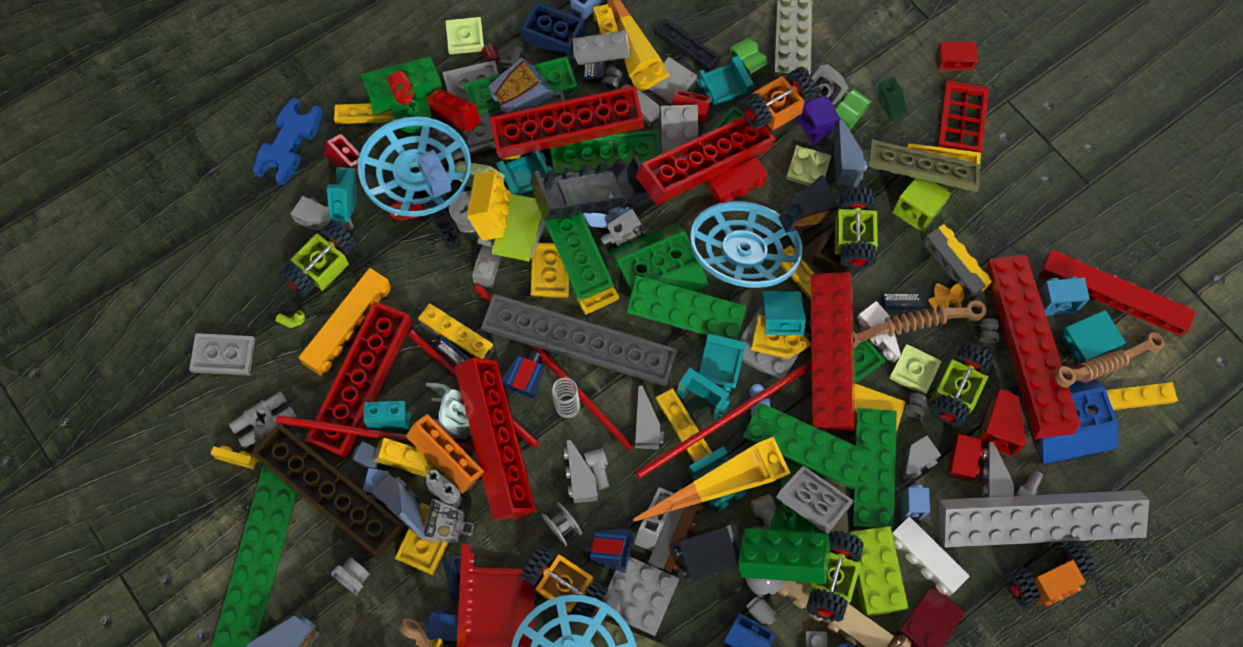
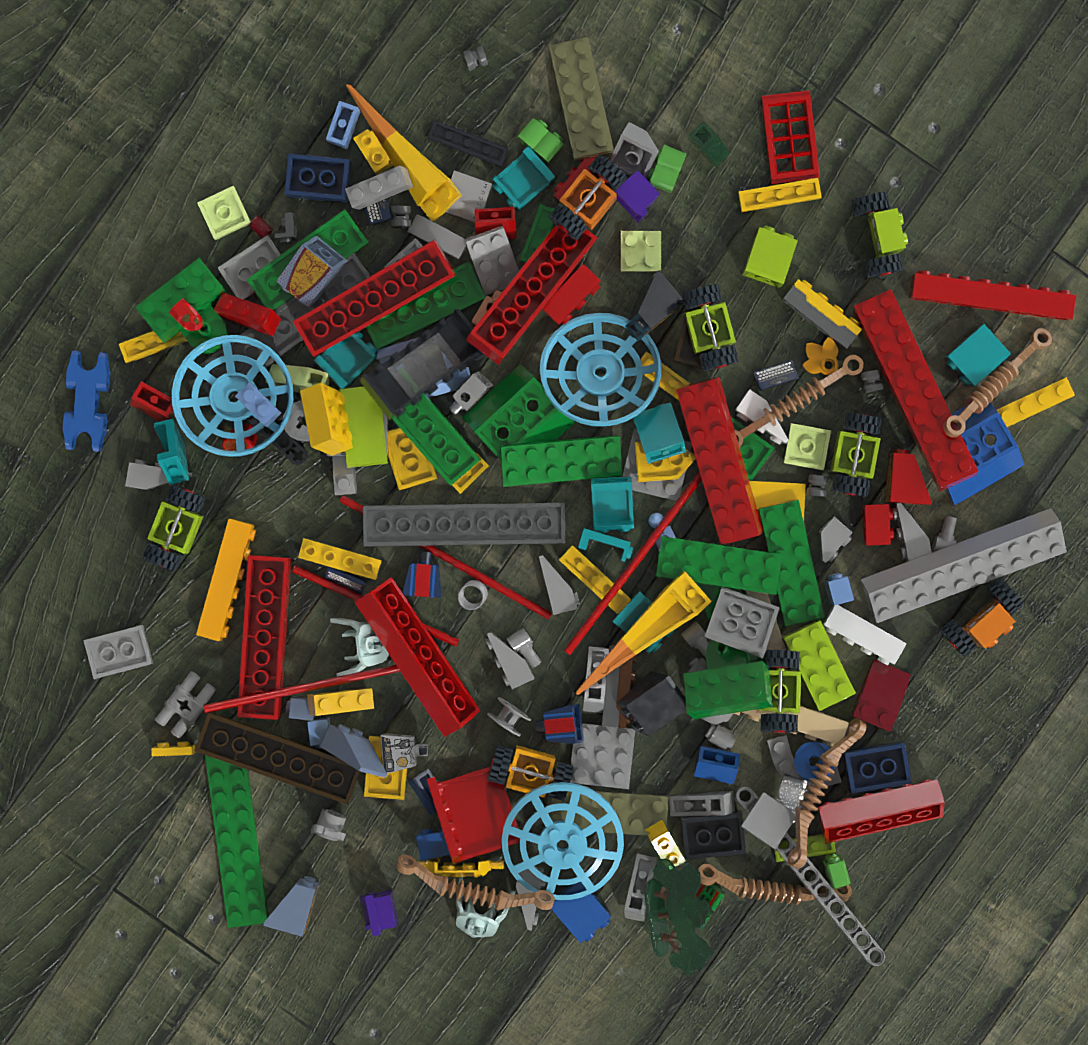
camera: 15 degrees left, 20 degrees up
(290, 322) = (172, 595): lime arm -> none
(387, 416) = (307, 668): teal panel -> none
(443, 489) = (387, 723): light grey pin -> none
(444, 453) = (377, 691): orange brick -> none
(847, 157) = (680, 236): sand blue slope -> none
(924, 165) = (761, 219): olive plate -> none
(957, 55) = (765, 62): red brick -> none
(1031, 209) = (885, 232): none -> brick
(1064, 295) = (934, 324): dark azure brick -> none

